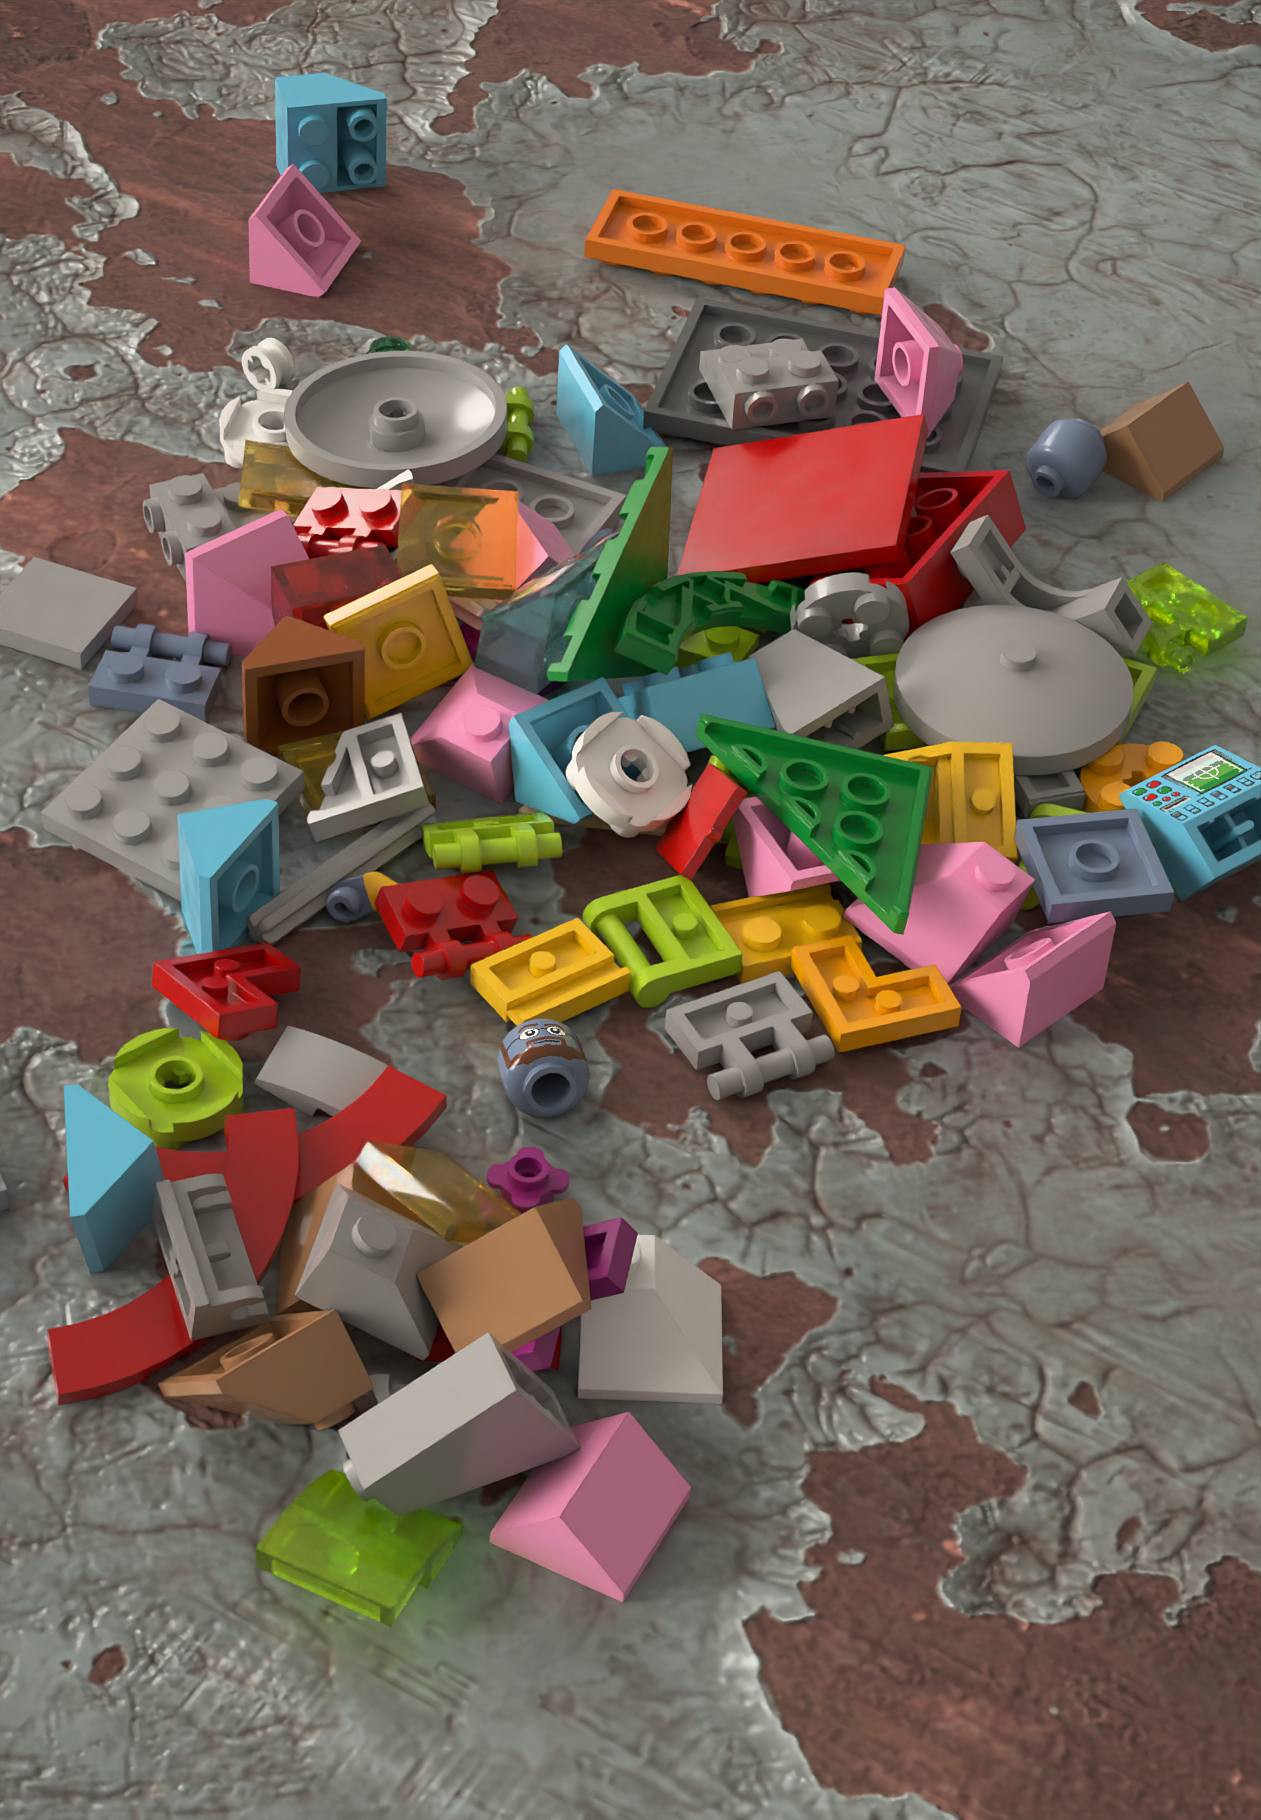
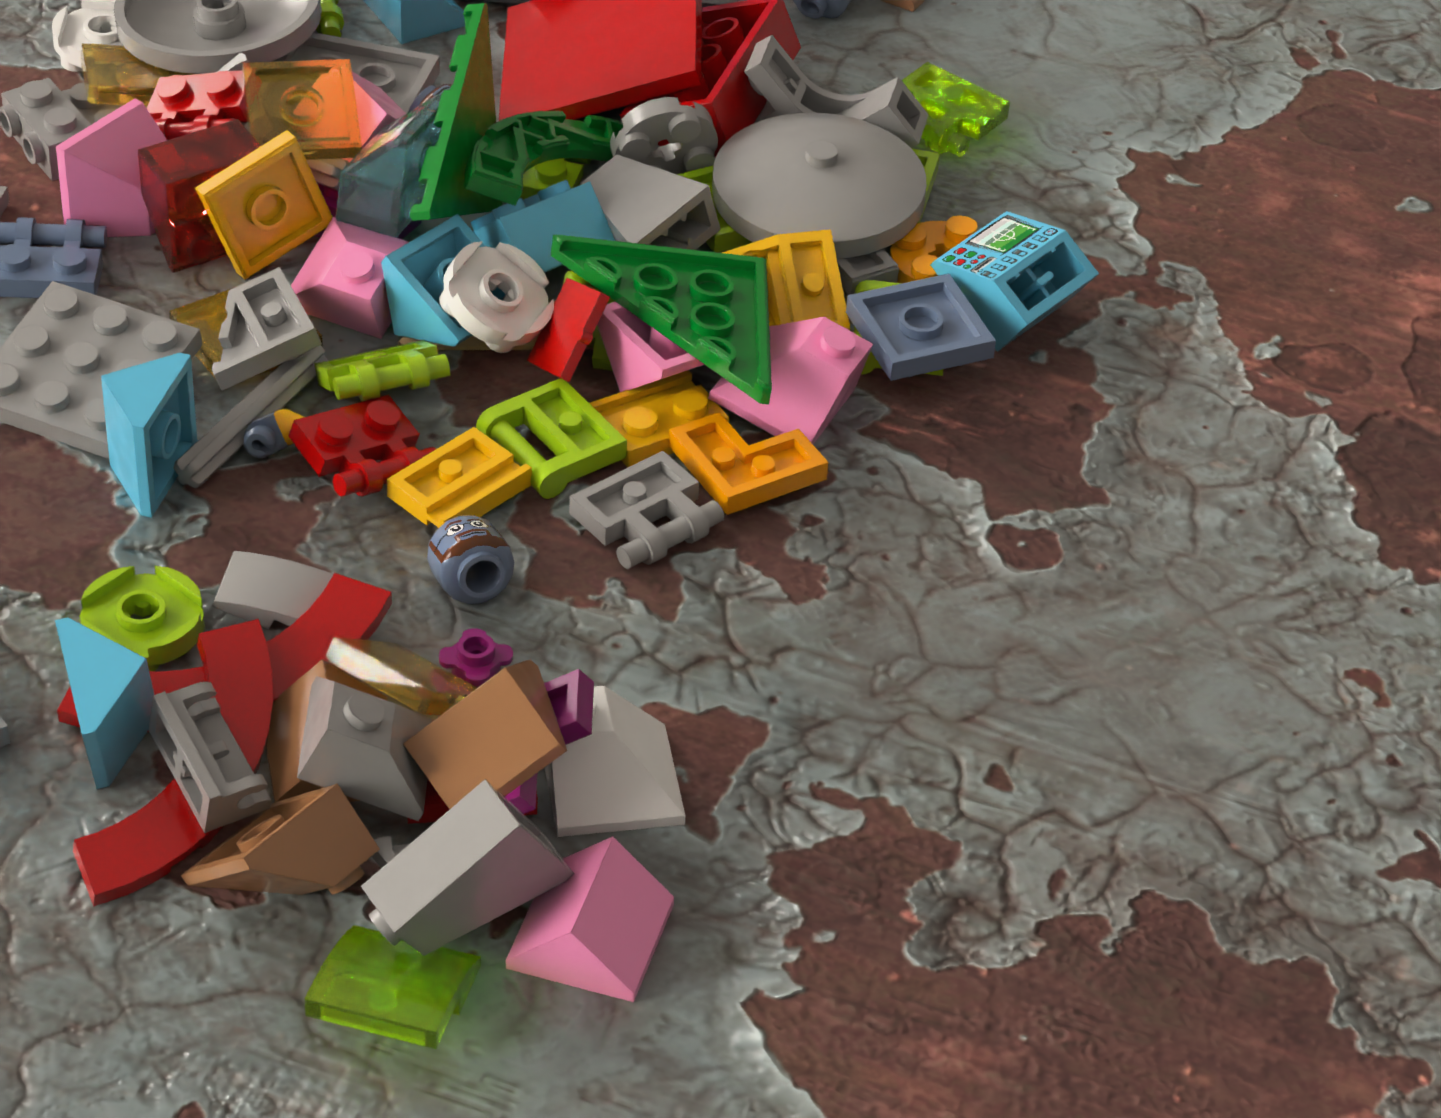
camera: 10 degrees left, 0 degrees up
(229, 988) = (172, 525): red plate -> none
(301, 685) = (185, 252): dark orange slope -> none
(1039, 977) = (890, 428): bright pink slope -> none

